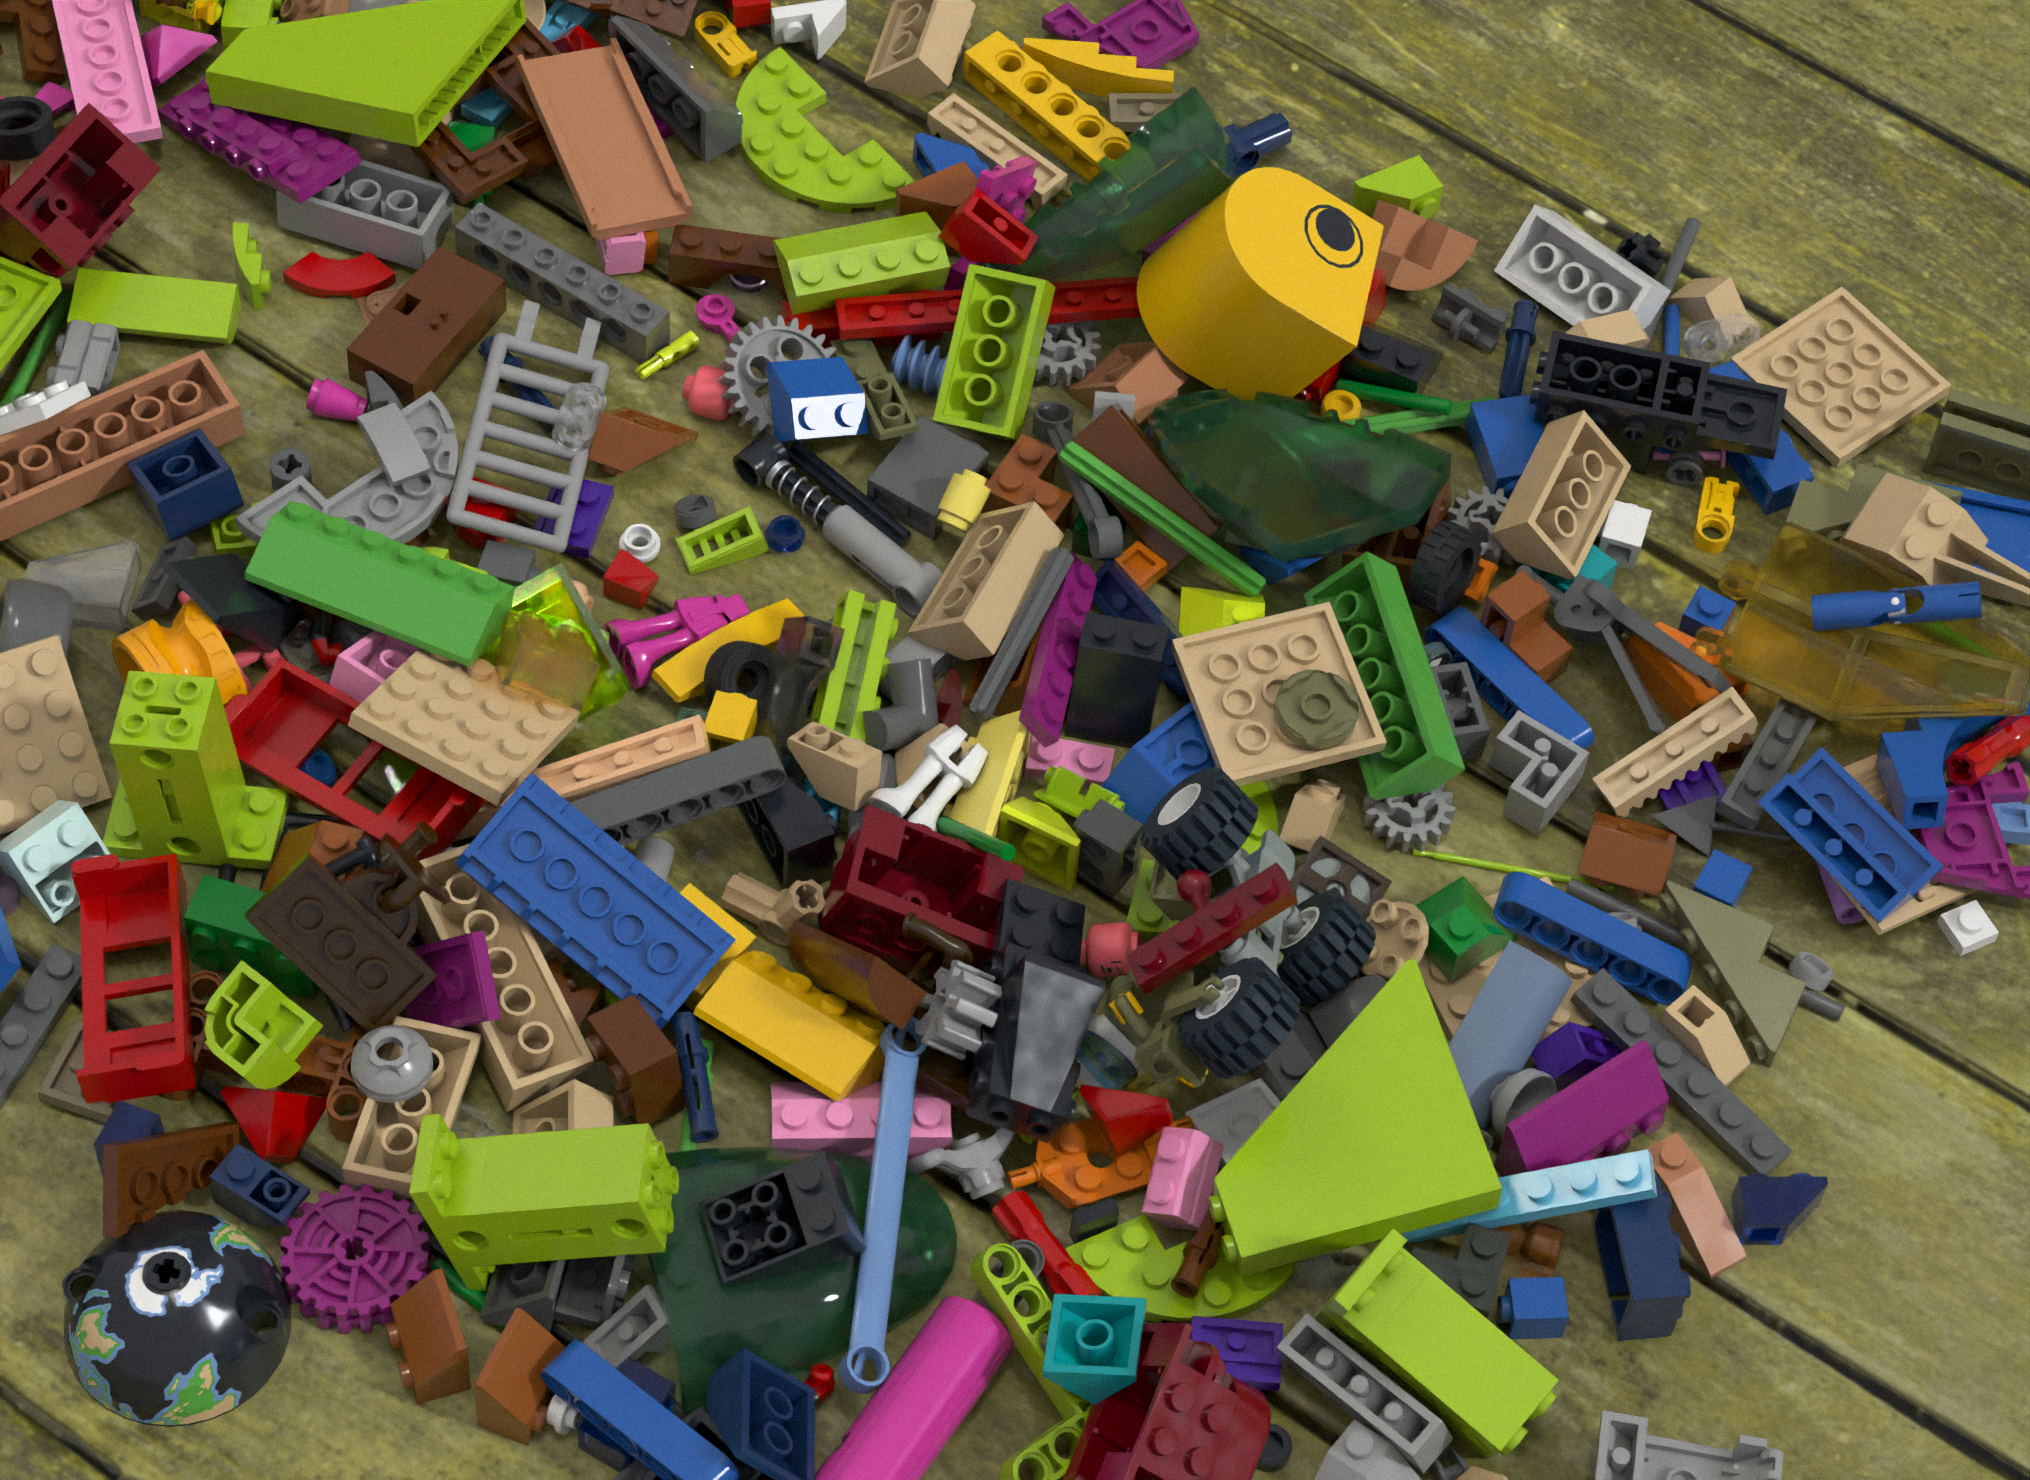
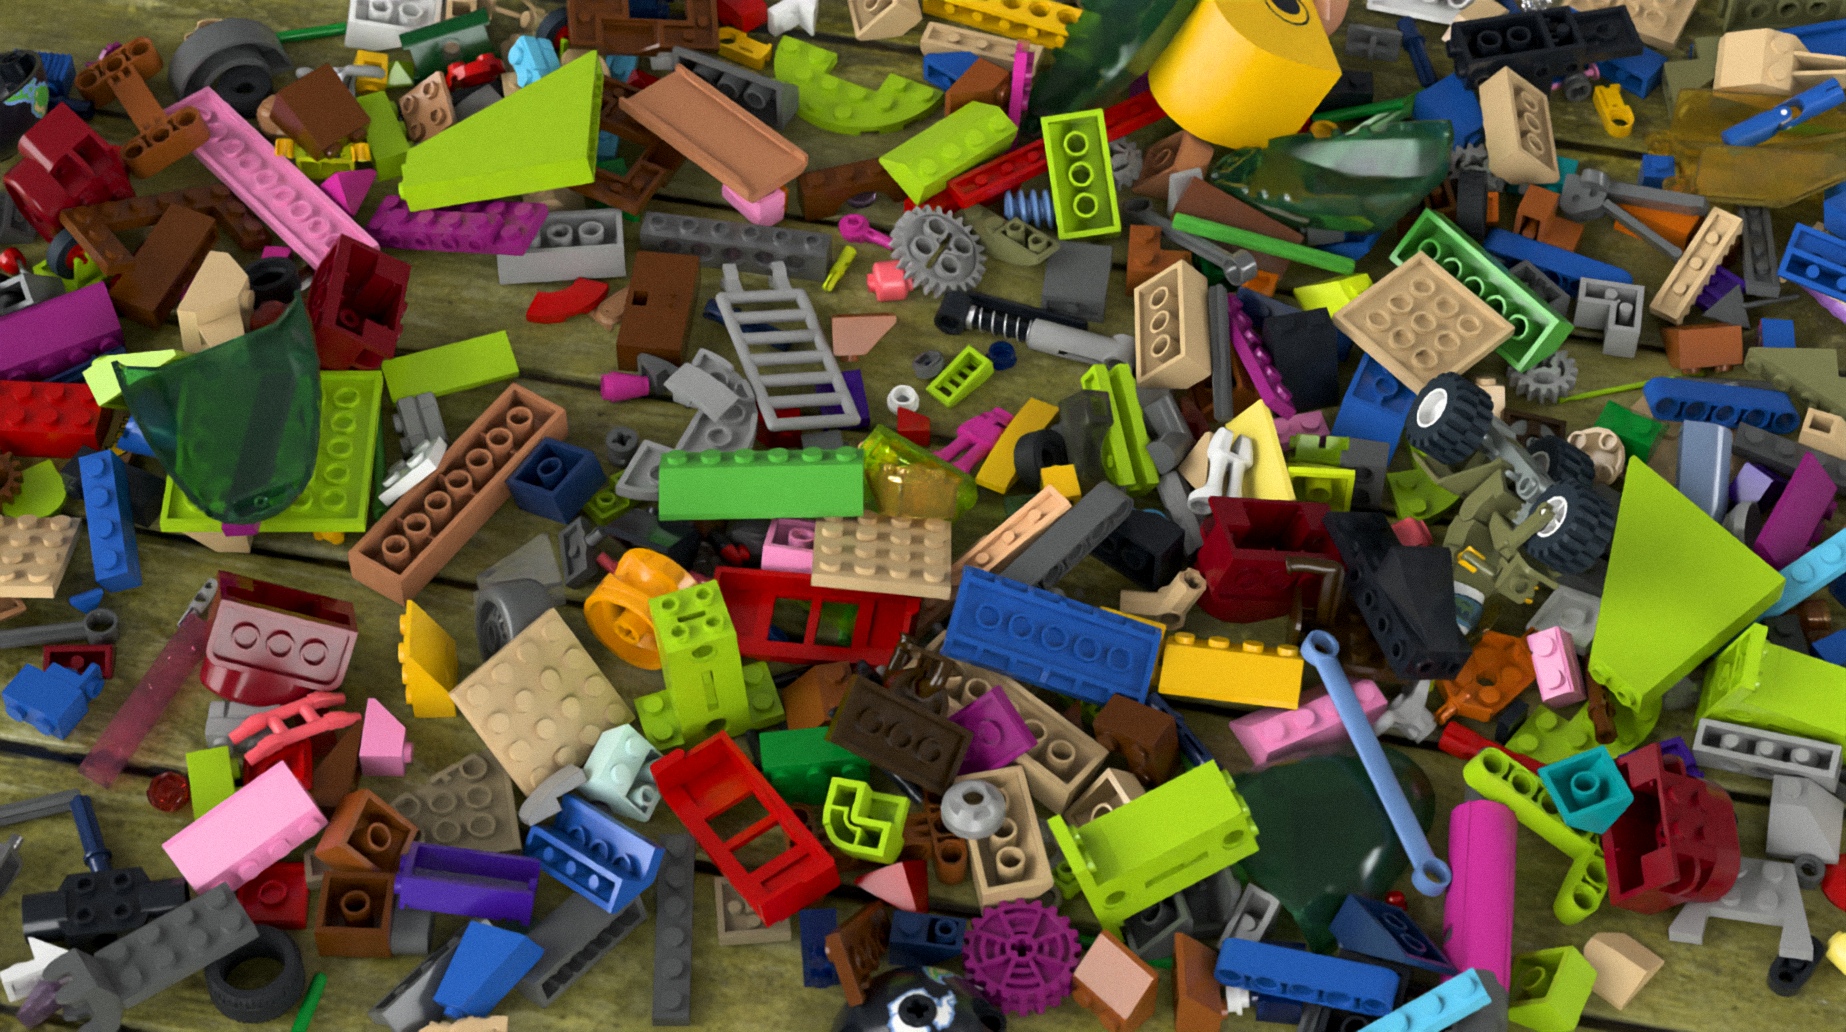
camera: 20 degrees left, 5 degrees down
(250, 268) = (499, 317): lime slope -> none
(579, 416) = (815, 327): clear plate -> none
(783, 1222) = (1324, 798): black slope -> none
(815, 400) = (974, 255): blue slope -> none
(837, 765) = (1153, 487): tan slope -> none
(853, 975) = (1261, 617): reddish brown brick -> none
(958, 1009) = (1354, 608): light grey gear -> none
(963, 500) = (1120, 282): light yellow brick -> none
(976, 838) = (1292, 494): green bar -> none
(987, 232) = (1033, 94): red slope -> none
(1126, 1116) = (1496, 641): red slope -> none
(1211, 925) = (1506, 477): dark red plate -> none
(1316, 709) = (1458, 323): olive tile -> none
(1624, 533) = (1569, 140): white brick -> none

